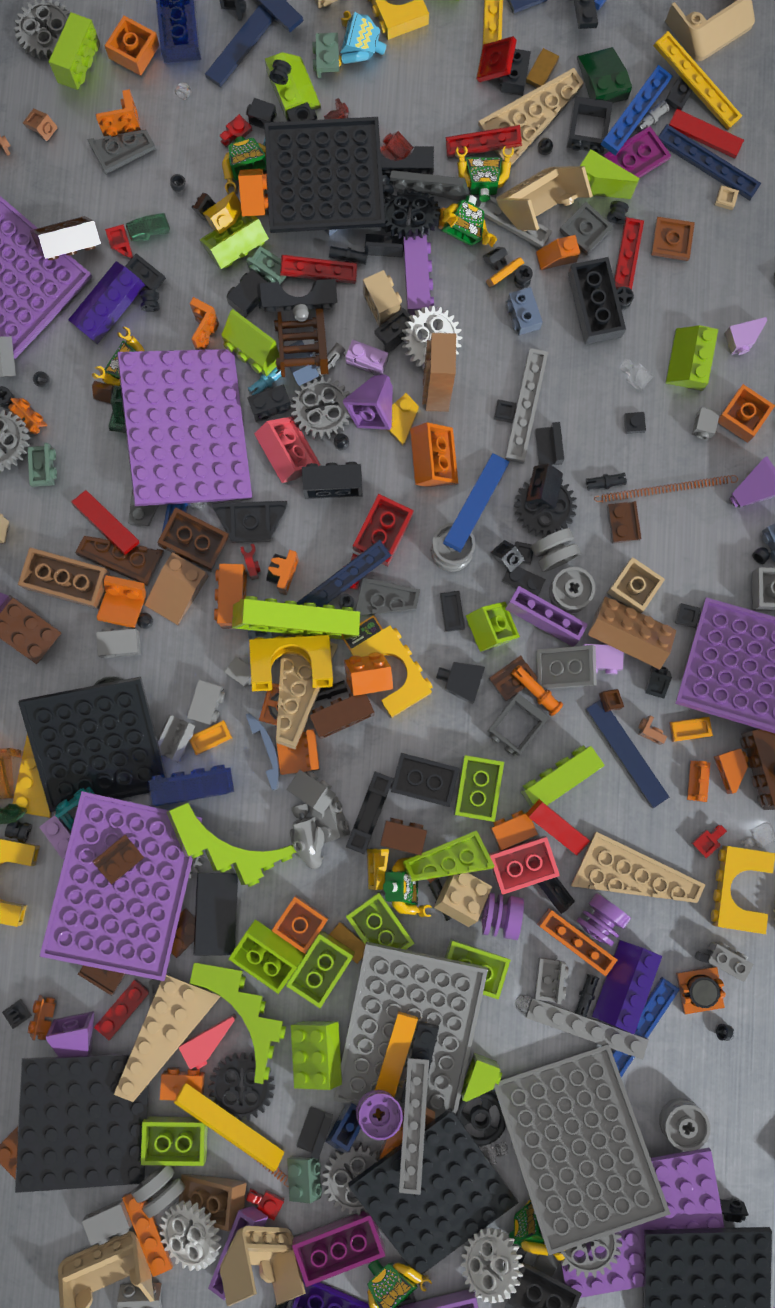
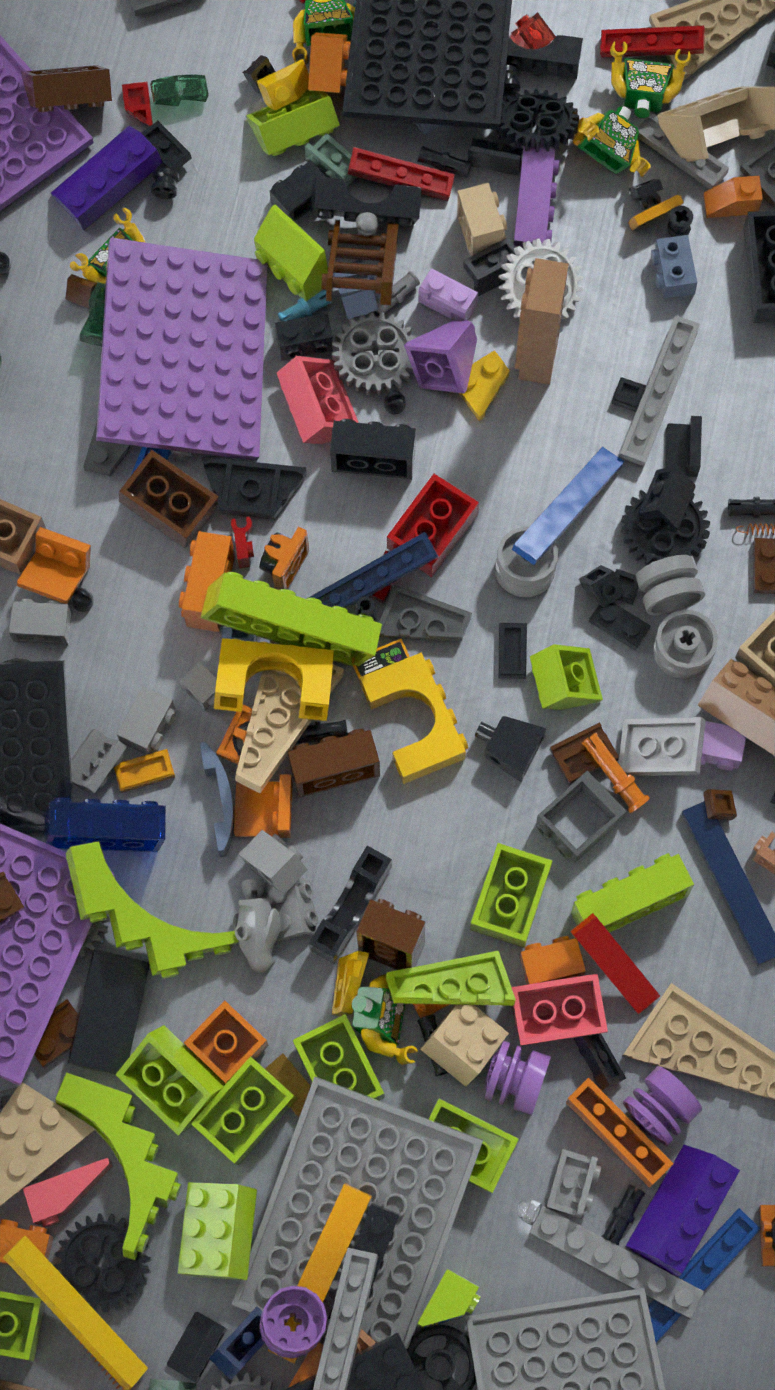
camera: 15 degrees right, 10 degrees down
(105, 522) = (52, 460): red tile -> none
(136, 565) = (65, 510): reddish brown wing -> none
(176, 588) = (133, 561): medium nougat slope -> none
(180, 181) = (233, 38): black hinge -> none
(208, 322) = (238, 219): orange bracket -> none
(368, 674) = (379, 709): orange brick -> none
(425, 780) = (436, 871): black brick -> none
(433, 455) = (520, 437): orange slope -> none
(442, 186) = (577, 87): dark grey wing -> none
(546, 616) = (643, 673): medium lavender brick -> none
(548, 148) = (740, 63): black hinge -> none

